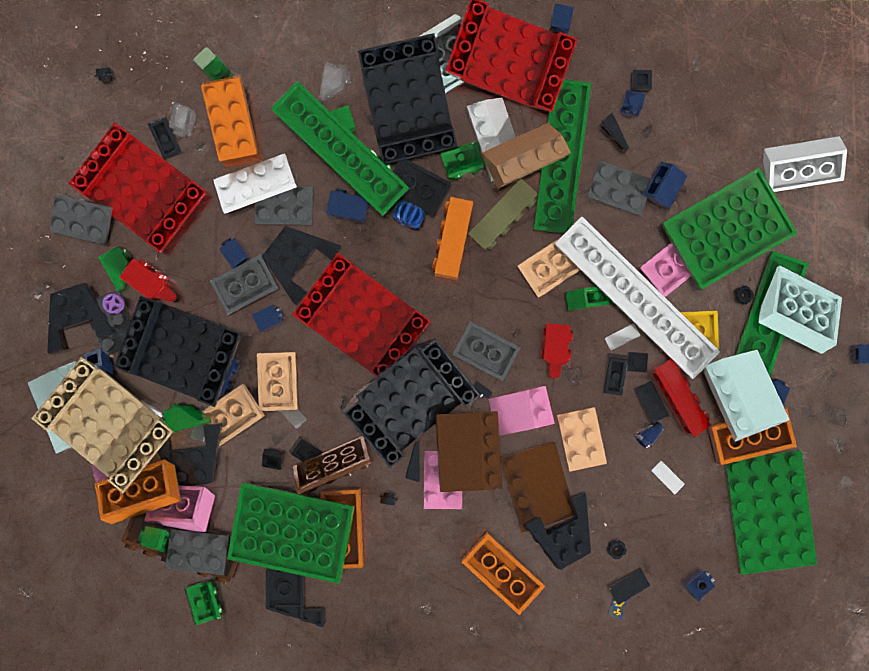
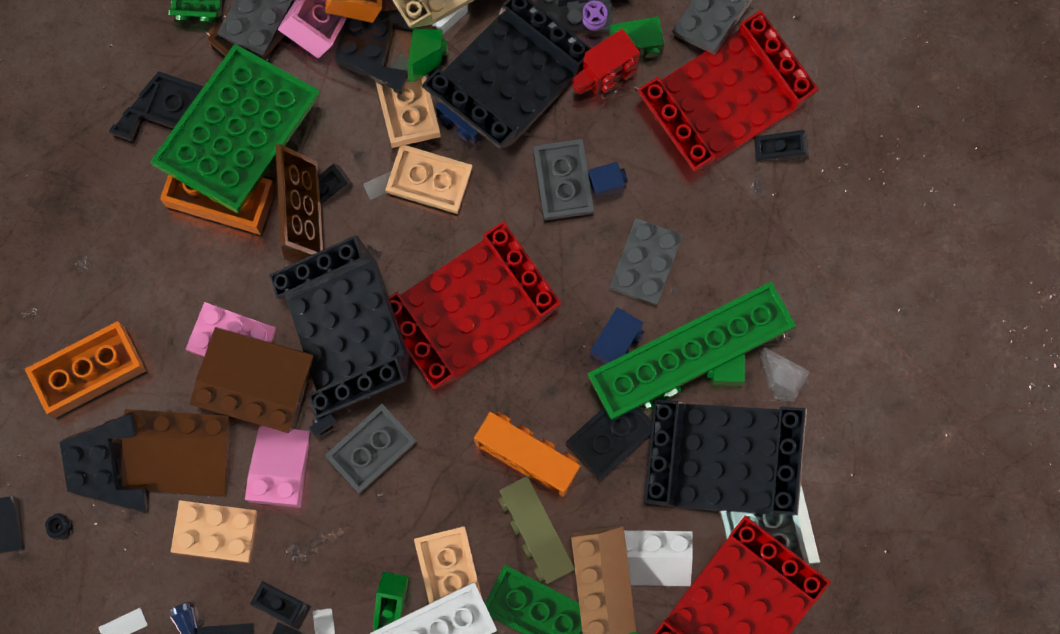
camera: 110 degrees right, 10 degrees down
(103, 74) = (885, 99): black plate -> none
(182, 120) = (794, 173): clear slope -> none
(212, 65) = (850, 233): green slope -> none
(229, 118) = (777, 228): orange brick -> none
(254, 183) = (685, 234): white plate -> none
(268, 318) = (511, 193): dark blue brick -> none
(272, 459) = (336, 140): black plate -> none
(290, 252) = (582, 247): black wing -> none
(388, 499) = (232, 262): black plate -> none
(408, 214) = (579, 409): blue gear -> none
(413, 469) = (257, 306): black slope -> none
(462, 160) = (625, 503): green bracket -> none
(555, 347) = (341, 535): red hinge -> none

